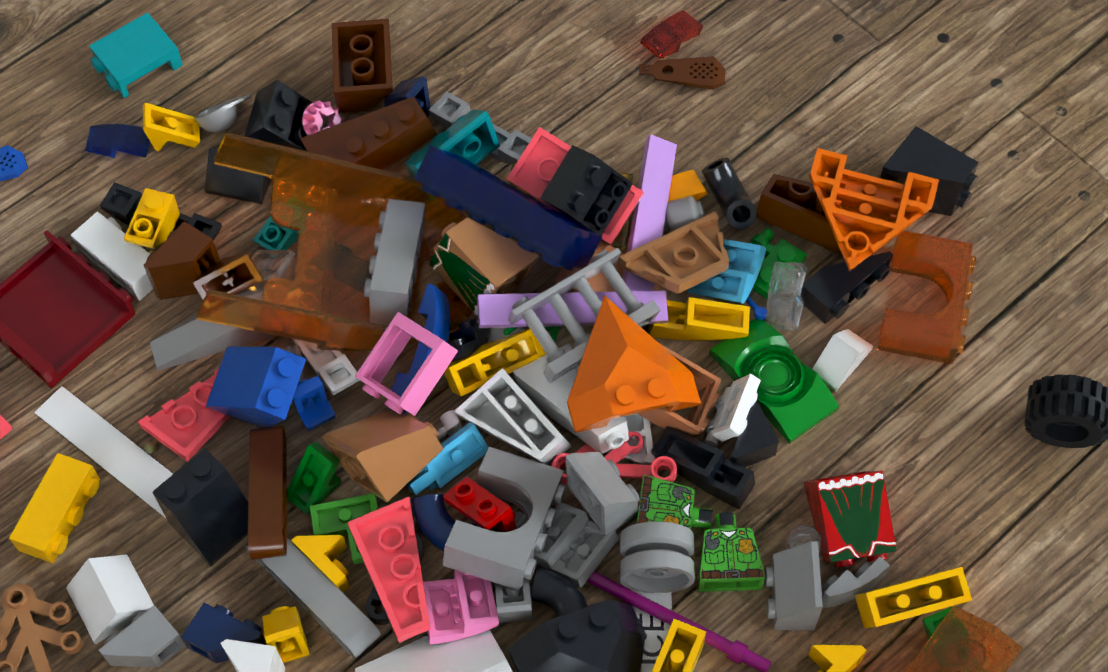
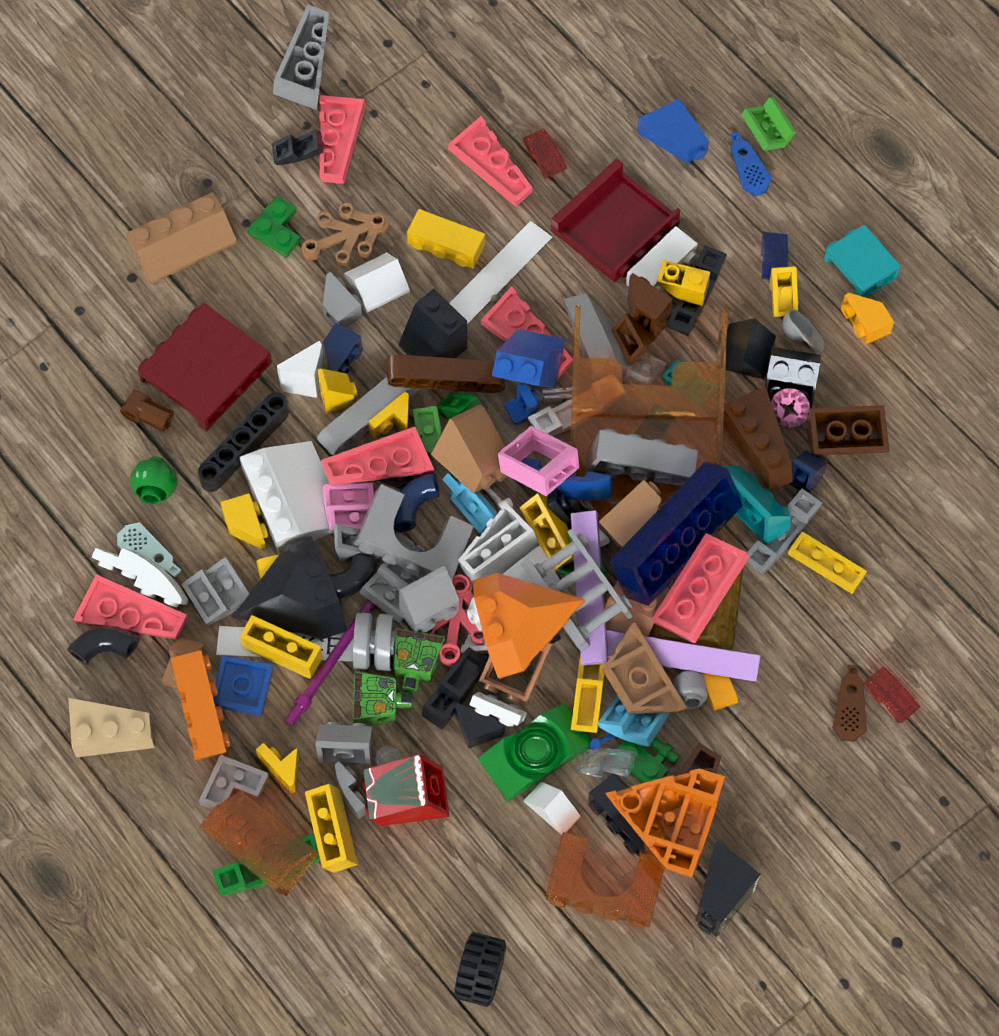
camera: 90 degrees right, 5 degrees up
(208, 50) = (868, 317): none -> light orange slope
(481, 506) = (421, 518): red bracket -> none
(518, 90) = (827, 562): none -> yellow plate
(586, 190) = (686, 590): black slope -> none
(730, 193) = (713, 730): black cylinder -> none

